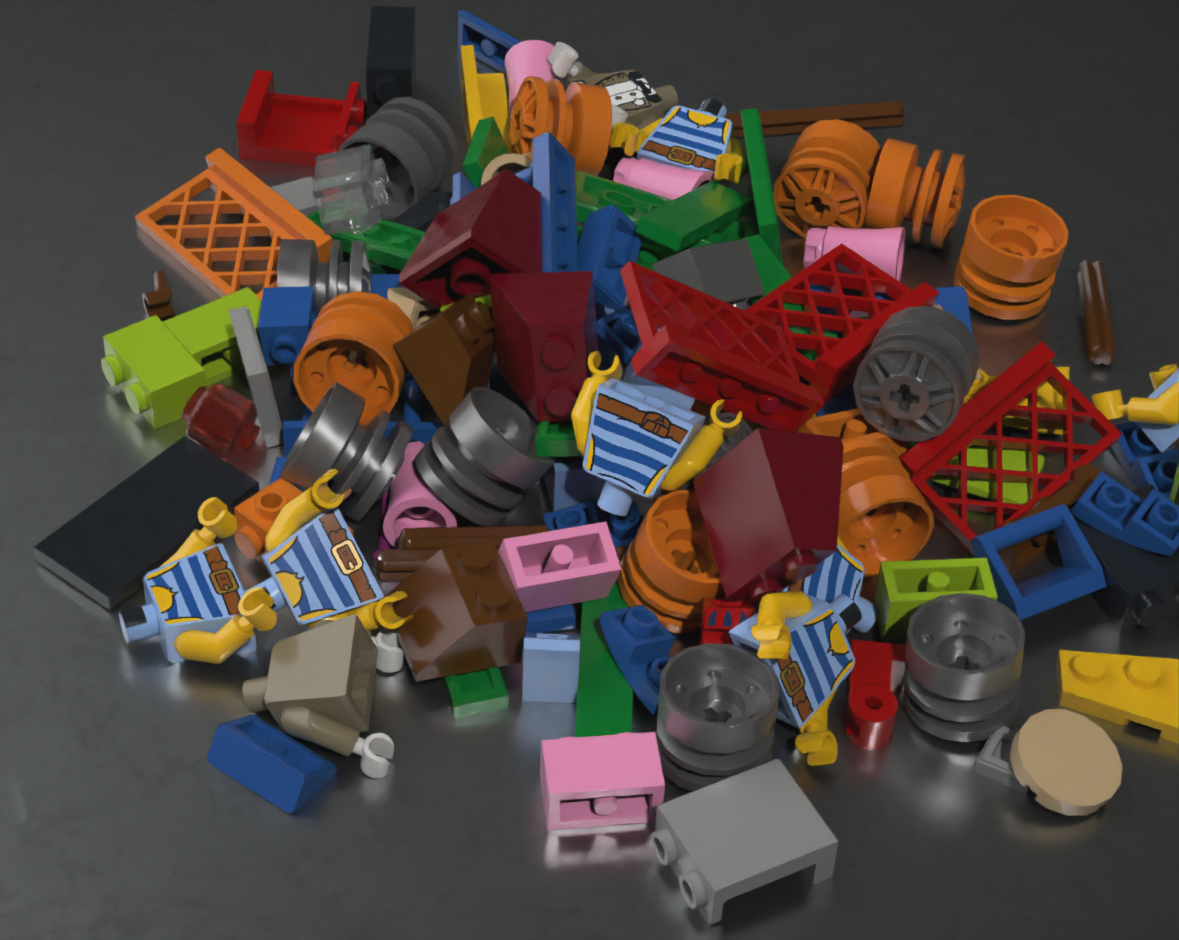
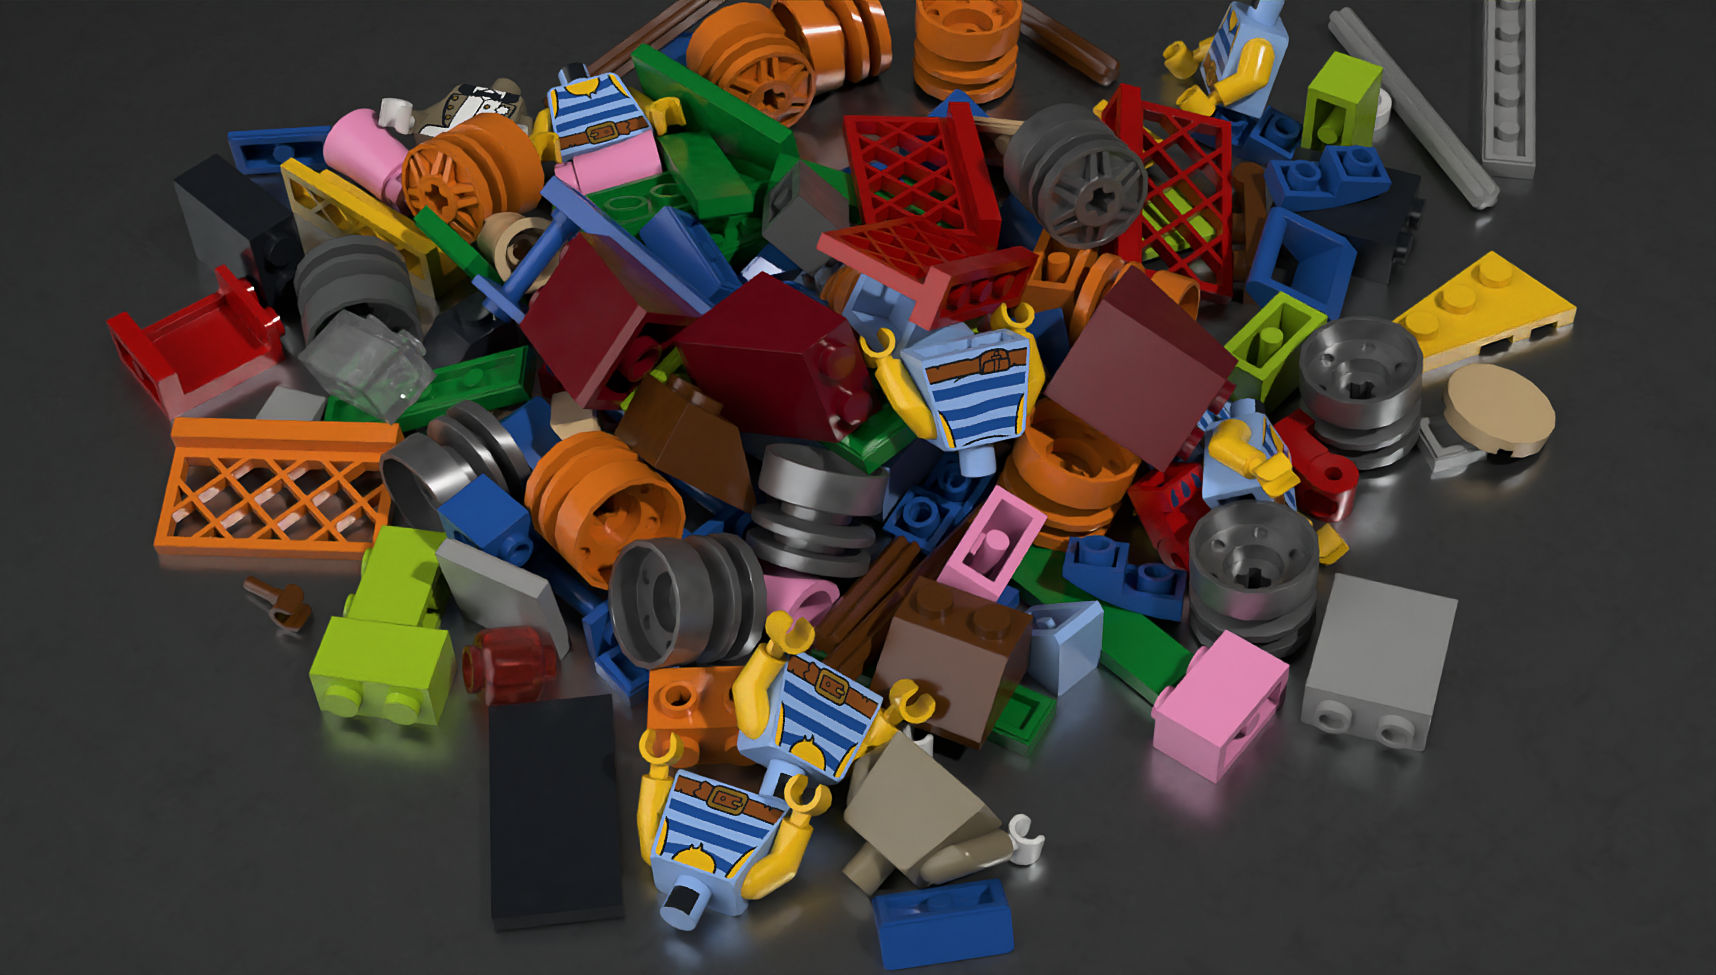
camera: 40 degrees left, 5 degrees up
(879, 246) = (819, 124): bright pink plant -> none

